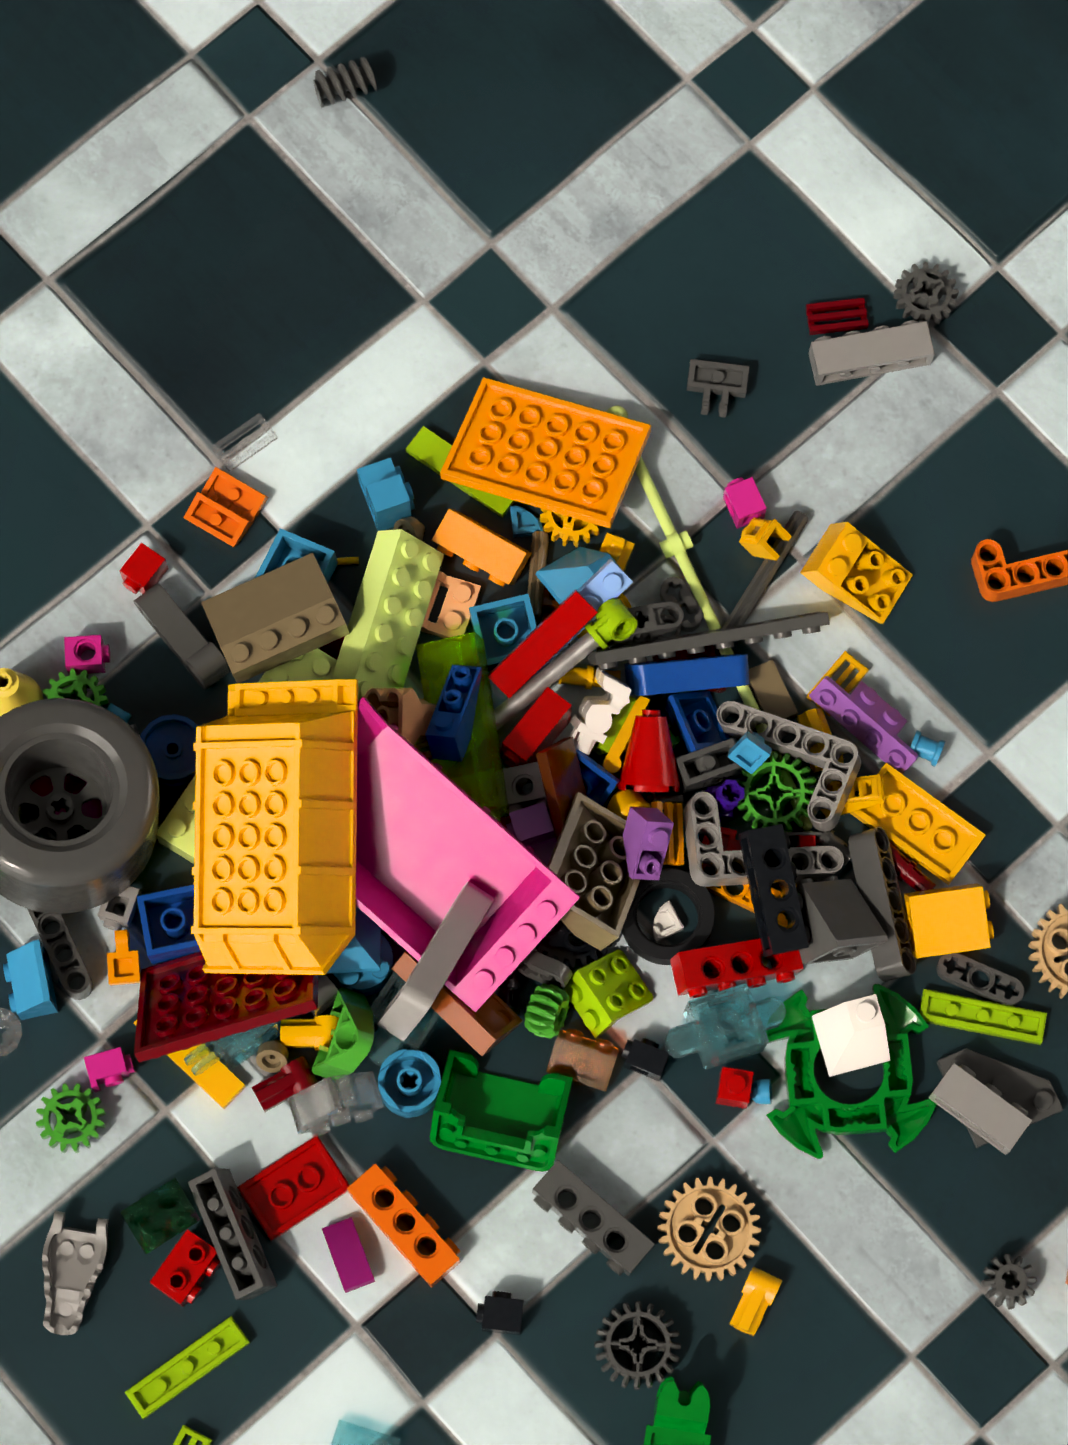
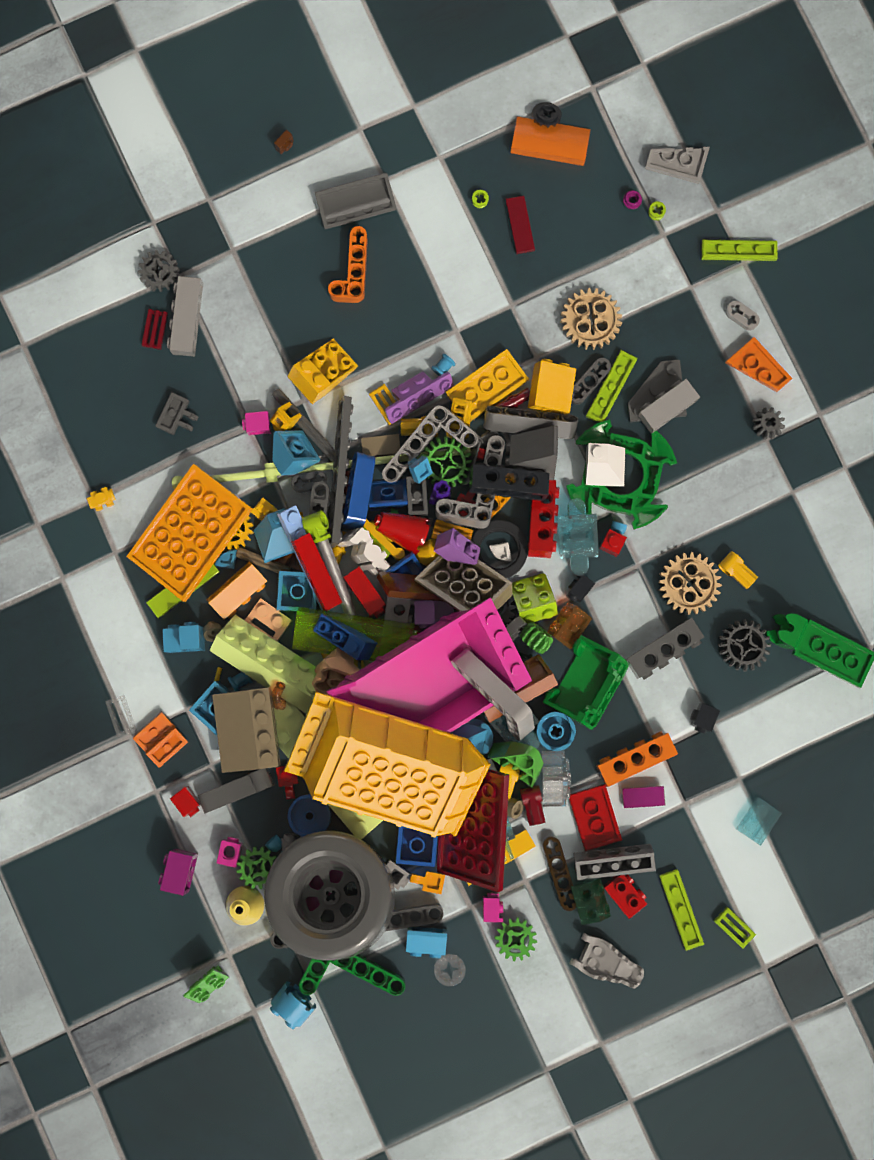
camera: 70 degrees left, 10 degrees up
(36, 587) = (178, 871): none -> magenta brick
(189, 1155) = (557, 874): none -> dark brown beam
(215, 709) = (288, 780): none -> red plate
(339, 644) = (276, 696): none -> clear orange arm
(345, 591) = (239, 681): none -> dark azure bush
(556, 314) = (98, 499): none -> yellow piece
(716, 564) = (292, 452): none -> dark azure slope

